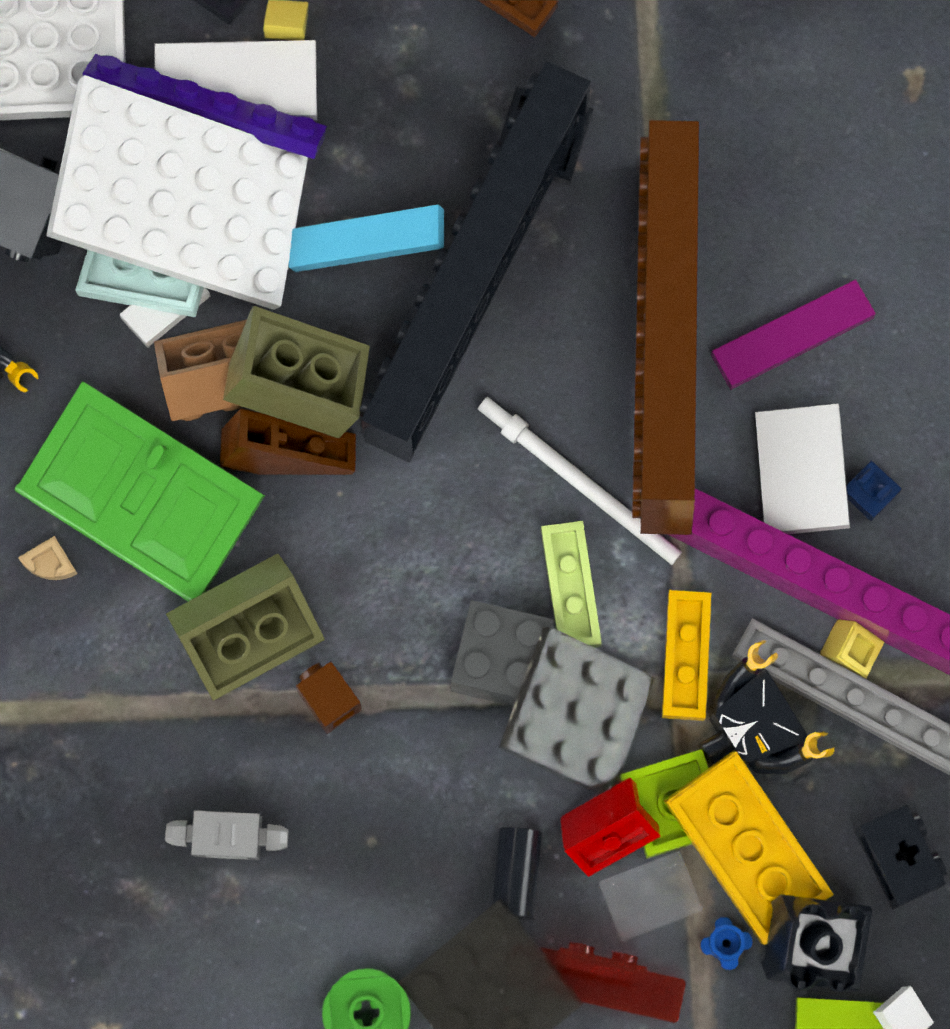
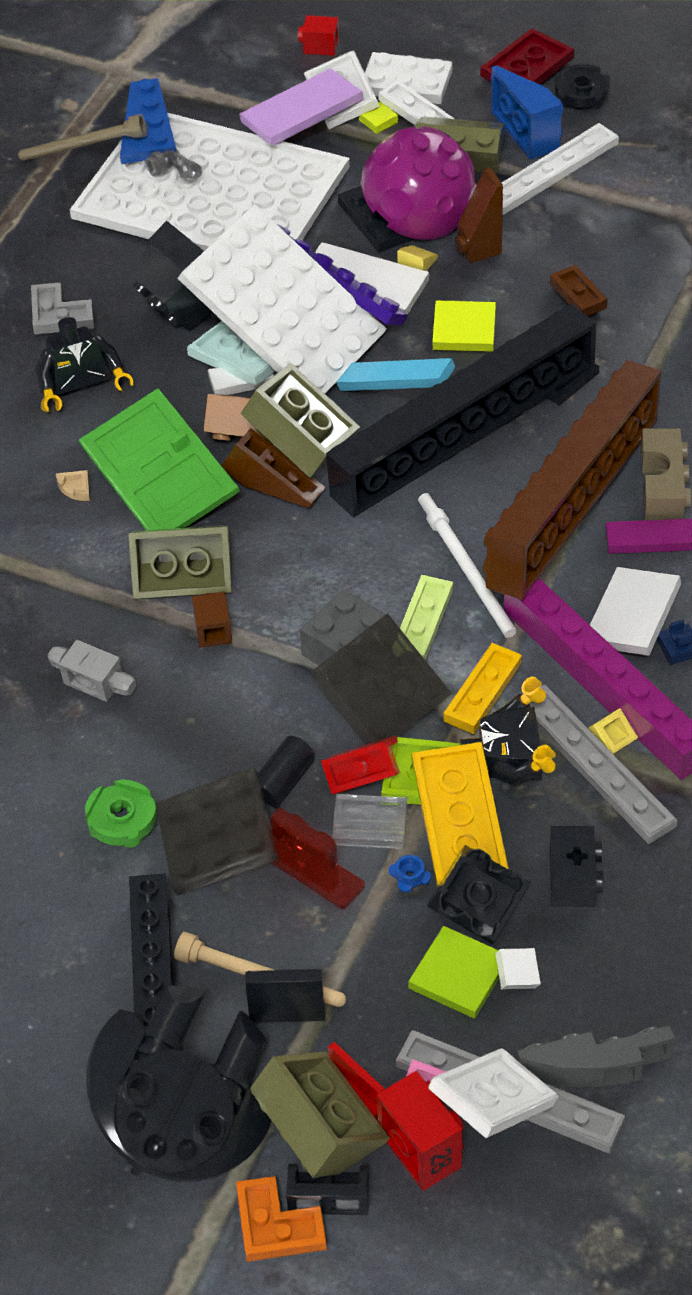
camera: 30 degrees right, 25 degrees down
(398, 108) = (464, 326): none -> neon yellow tile
(736, 219) = (666, 492): none -> dark tan arch

